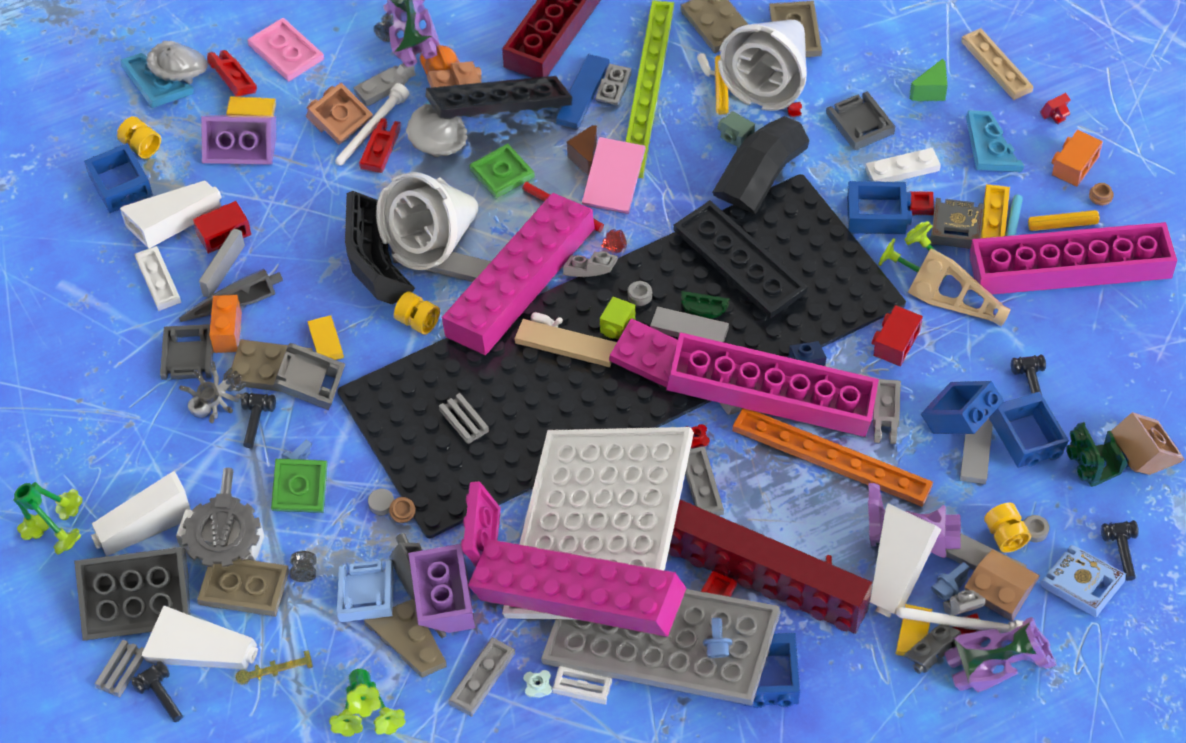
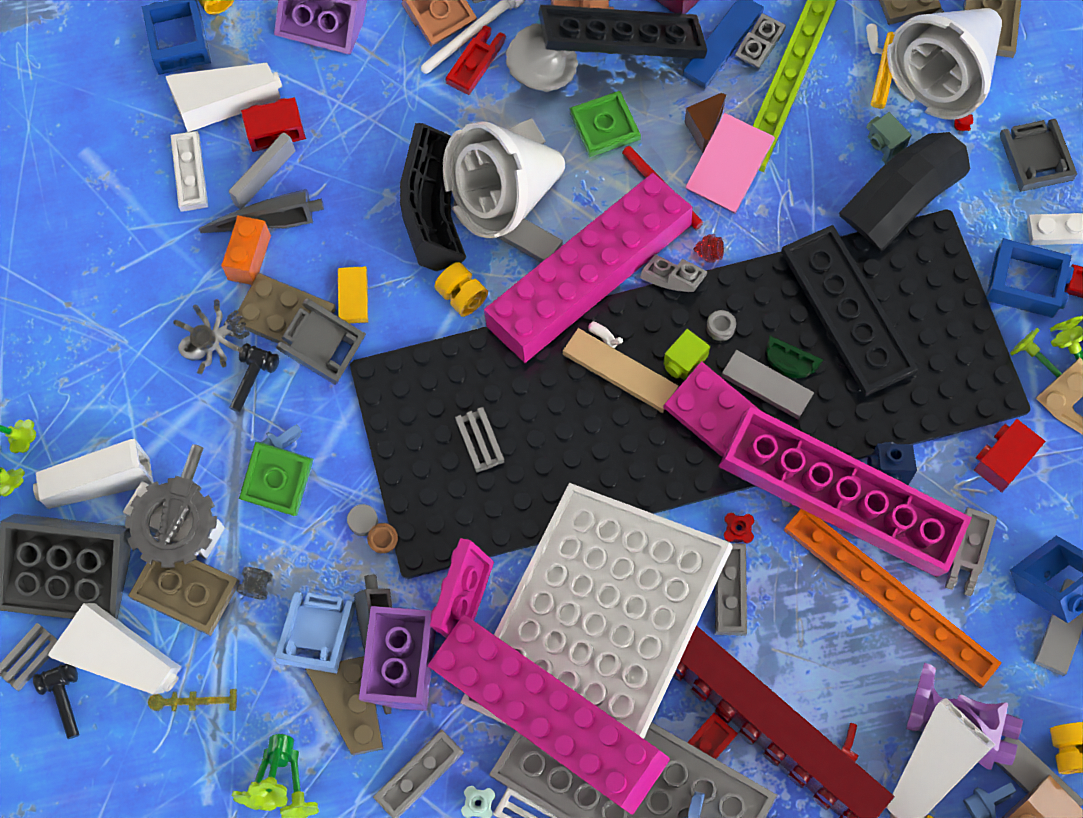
camera: 15 degrees right, 15 degrees up
(185, 357) = (193, 279): dark grey container -> none

